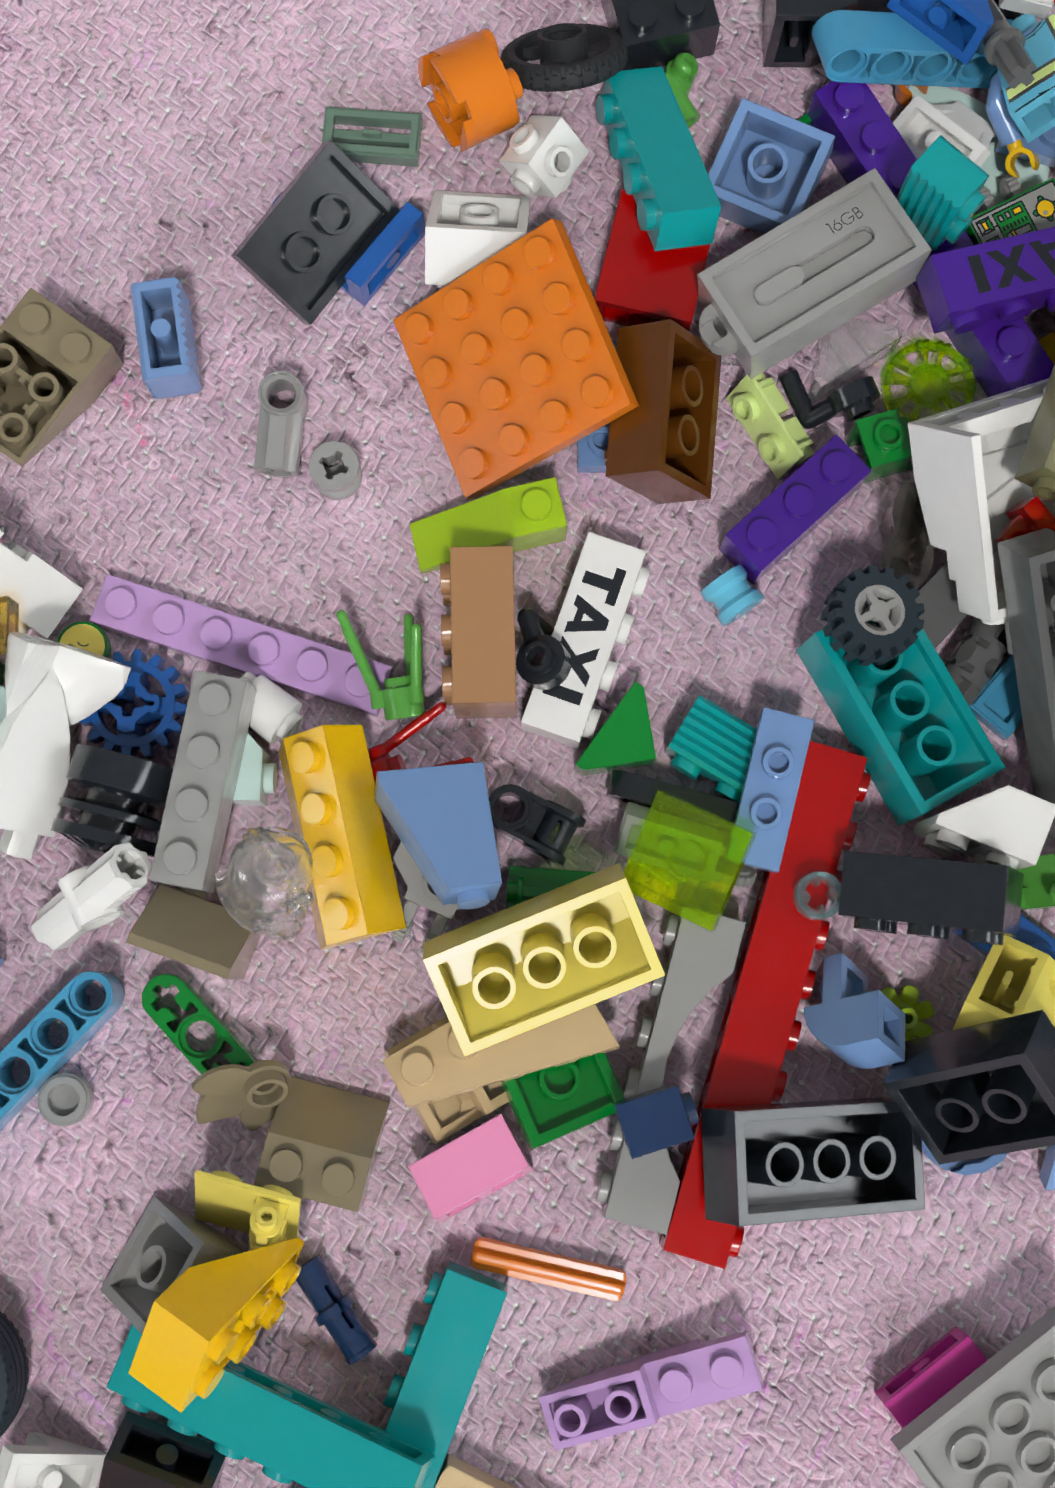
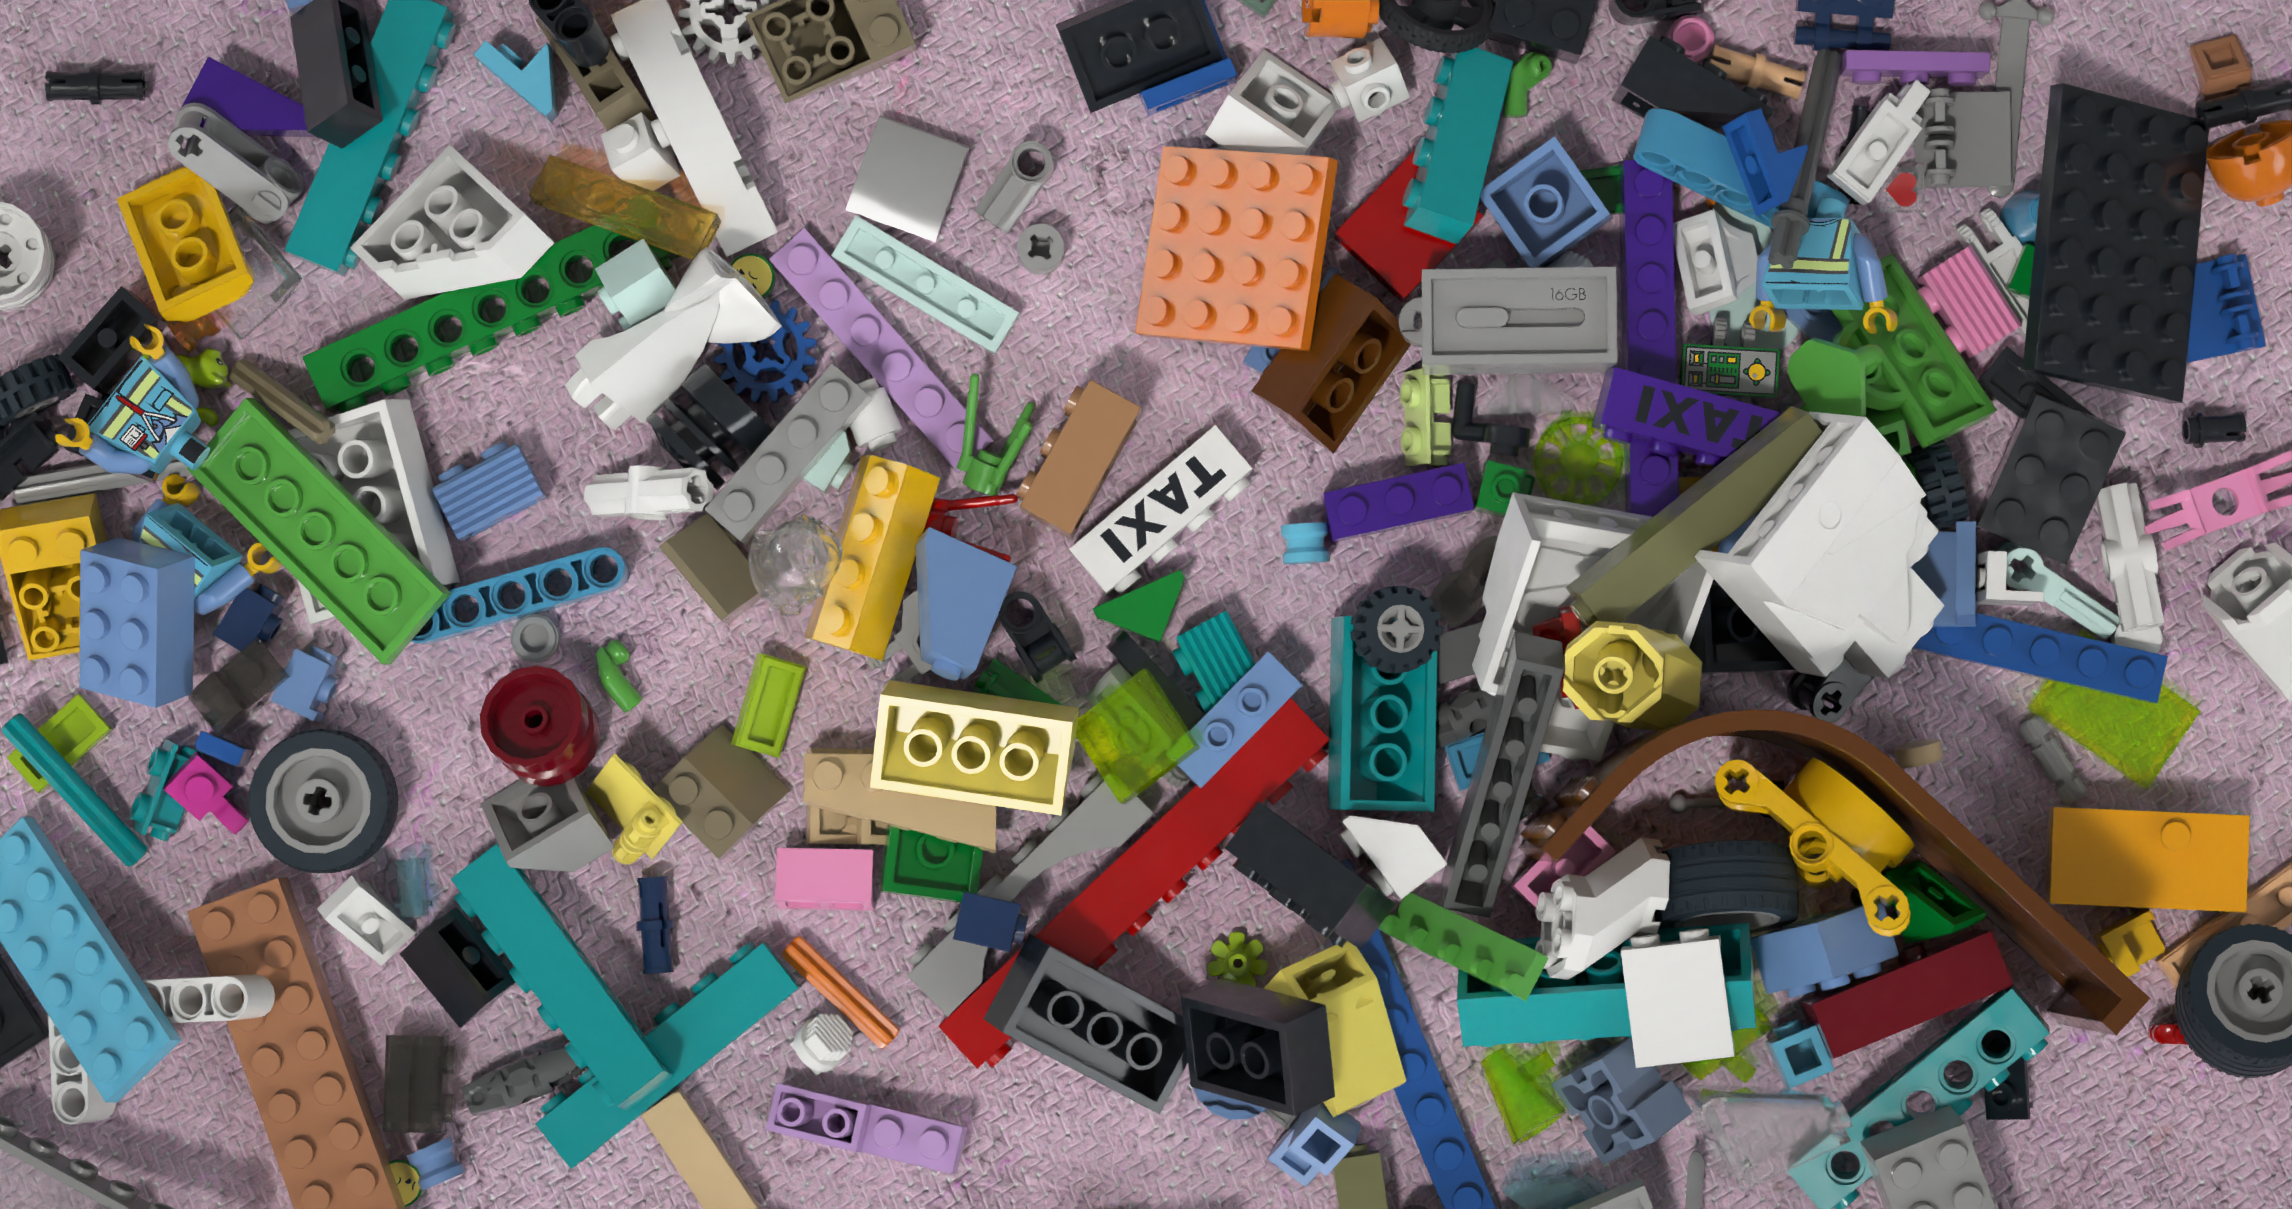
camera: 30 degrees right, 5 degrees up
(77, 1414) = (412, 888): none -> clear light blue pin
(110, 1184) = (540, 726): none -> dark red wheel
(158, 1093) = (612, 678): none -> bright green arm
(165, 338) = (963, 58): medium blue brick -> none
(177, 476) = (907, 178): none -> light grey slope
(185, 998) = (652, 618): green beam -> none
(212, 1319) = (566, 873): yellow slope -> none
(242, 1091) = (680, 715): dark tan plate -> none
(248, 562) = (925, 285): none -> light aqua plate
(322, 1033) = (768, 705): none -> lime tile
(514, 516) = (1139, 370): lime slope -> none
(539, 639) = (1125, 519): black plate -> none
(560, 1330) = (823, 1042): none -> white piece
(801, 897) = (1207, 819): clear light blue bush -> none
(855, 1023) = (1193, 936): medium blue brick -> none
(942, 193) = (1654, 320): teal brick -> none

